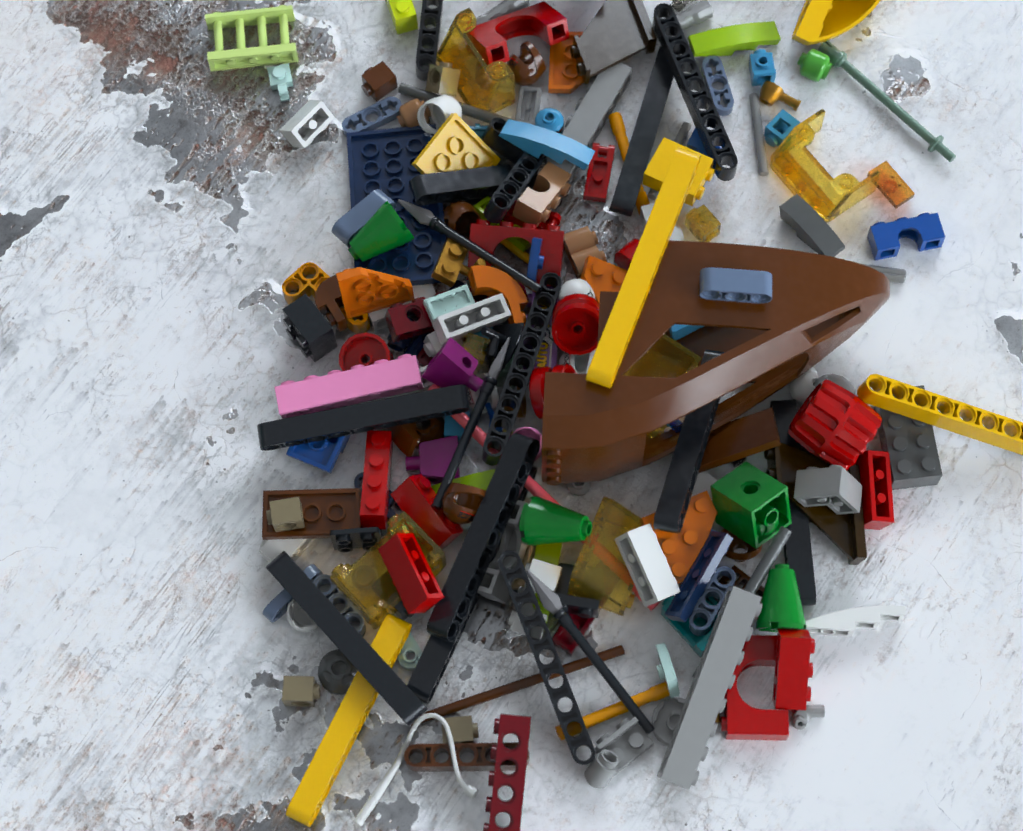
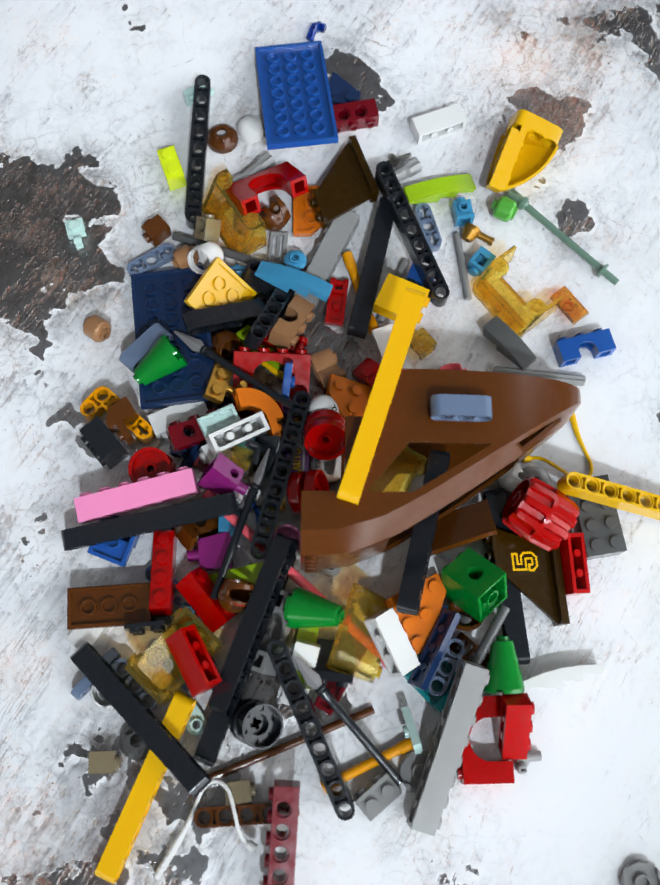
camera: 10 degrees left, 5 degrees up
(253, 56) = (51, 212): yellowish green fence -> none
(285, 514) = (86, 611): dark tan brick -> none
(303, 195) = (96, 328): none -> medium nougat head
(307, 123) = (97, 268): white brick -> none
(371, 290) = (150, 412): orange plate -> none
(494, 651) = (264, 728): none -> black wheel
(601, 769) = (361, 820): light grey brick -> none
(828, 487) = (537, 568): light grey brick -> none
(885, 313) = (573, 421): none -> yellow piece

